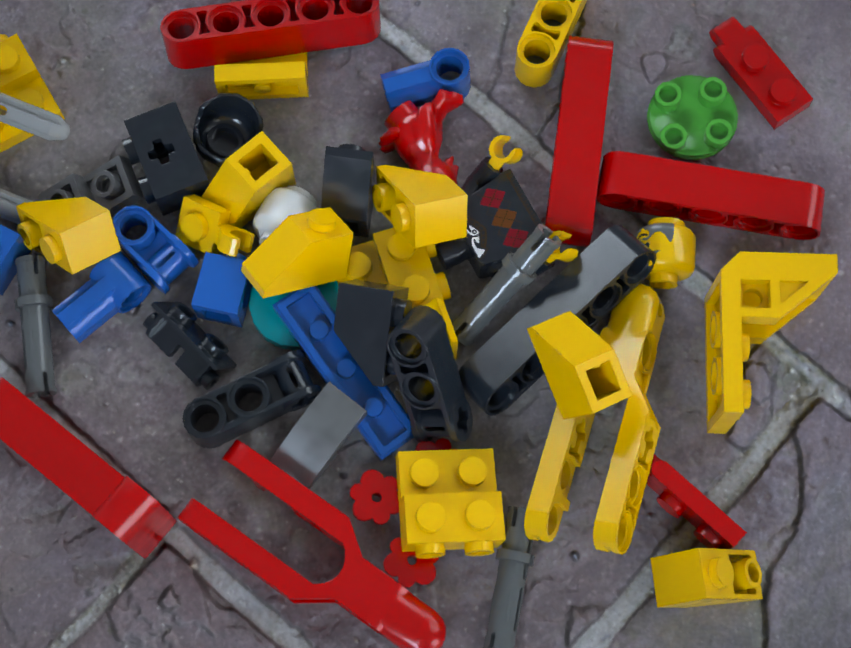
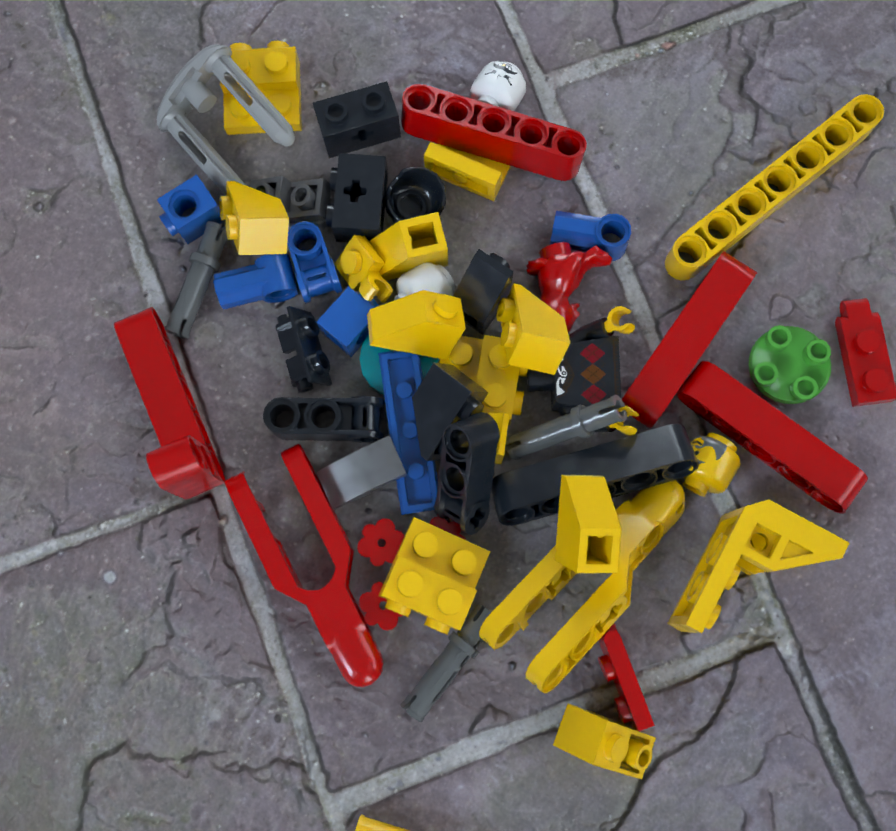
camera: 30 degrees right, 5 degrees up
(123, 78) = (357, 119): none -> black brick

